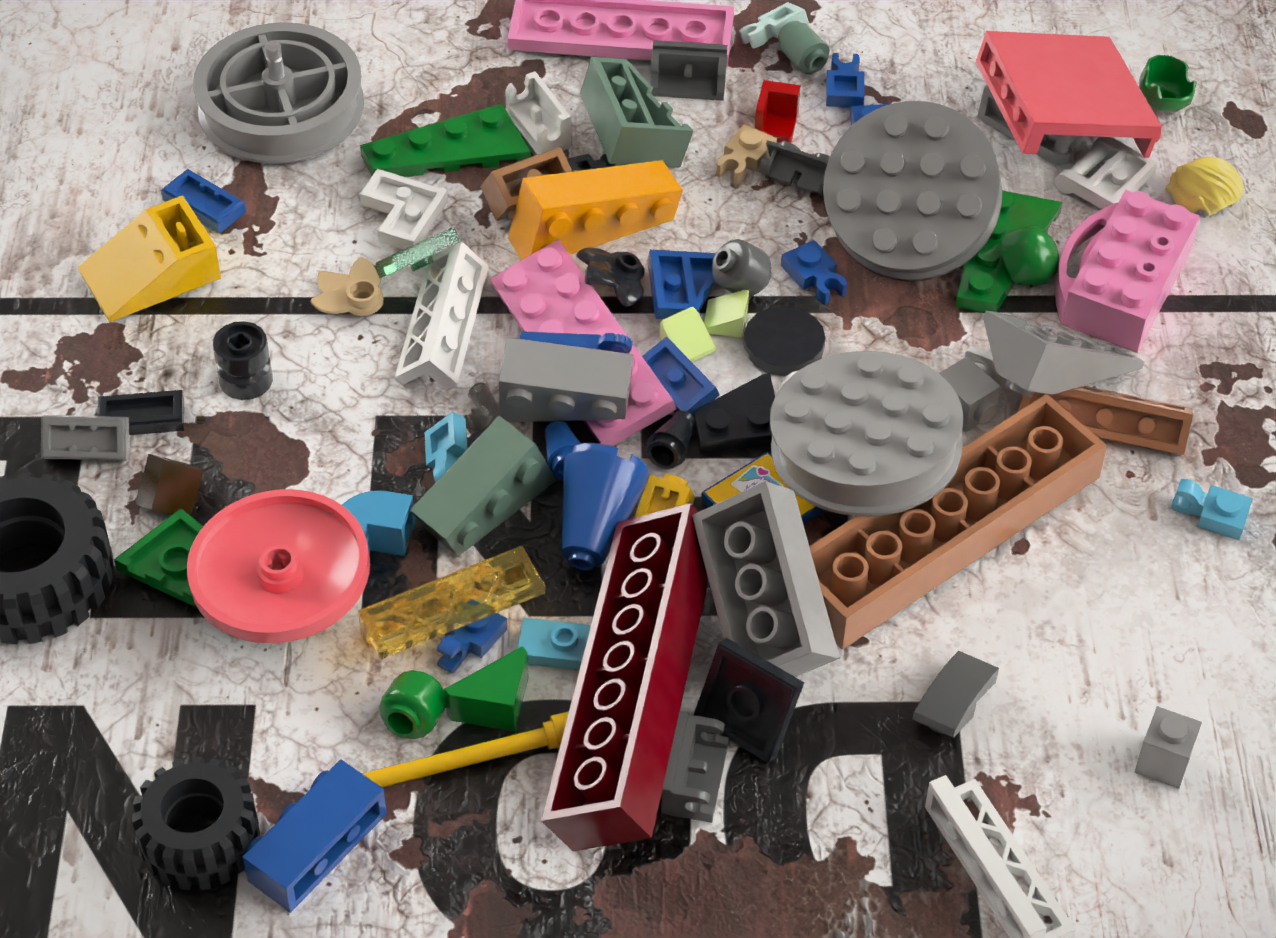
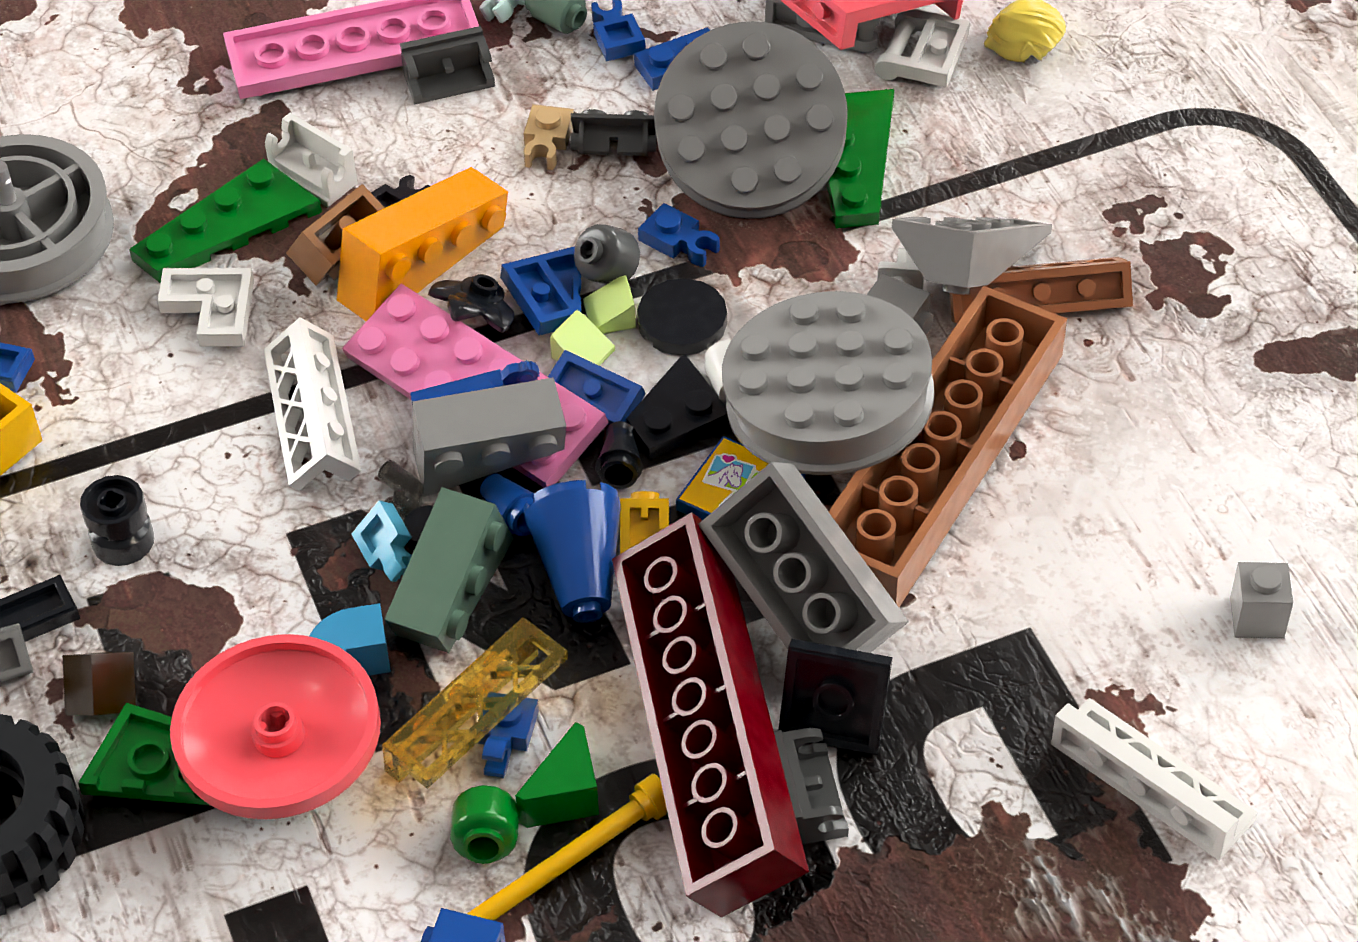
camera: 20 degrees left, 0 degrees up
(350, 293) = (196, 410): tan plate -> none
(417, 255) = (254, 346): clear green plate -> none
(554, 642) = (603, 707): medium azure plate -> none
(629, 117) = (409, 132): sand green wedge -> none
(778, 109) = (561, 78): red panel -> none
(954, 694) = (1031, 619): dark grey slope -> none
(1030, 256) = (892, 152): green hair -> none
(1124, 268) = (988, 137): bright pink piece -> none
(1218, 509) = (1189, 347): medium azure plate -> none

